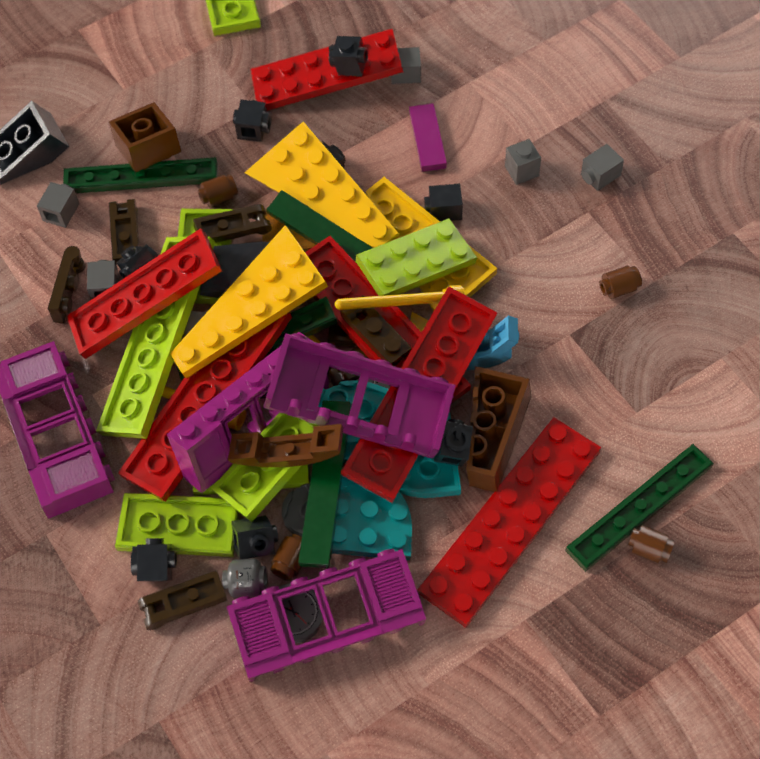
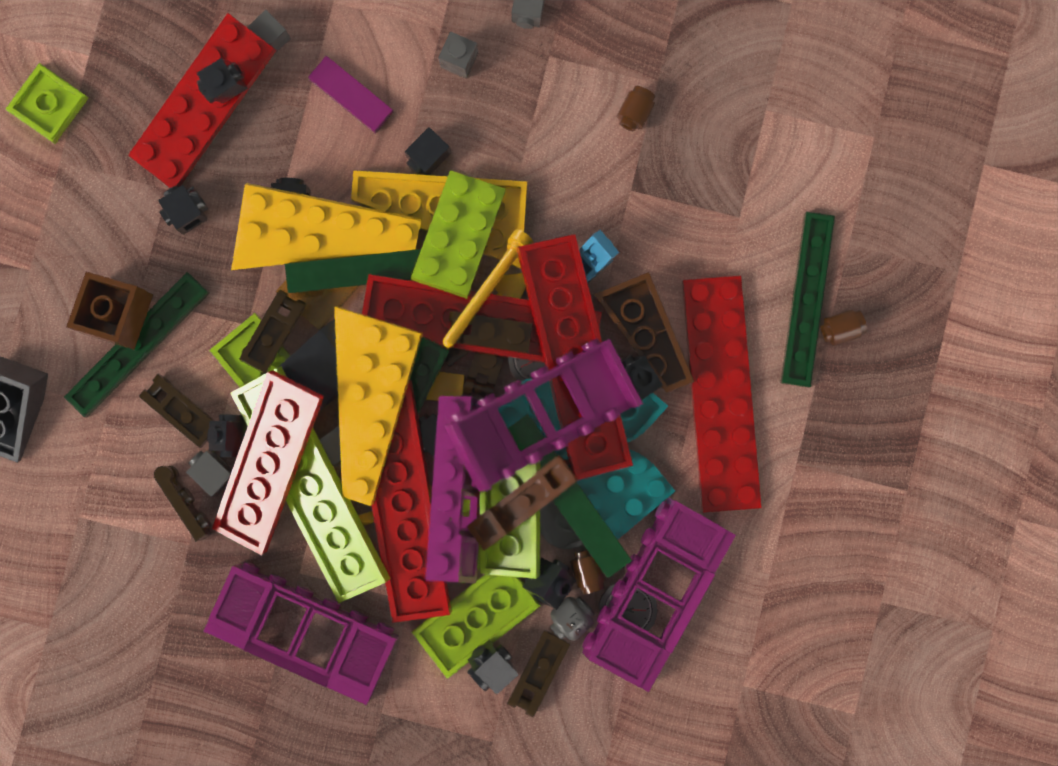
camera: 45 degrees left, 25 degrees up
(58, 204) = (97, 435): dark grey brick -> none
(217, 190) = (222, 304): reddish brown brick -> none

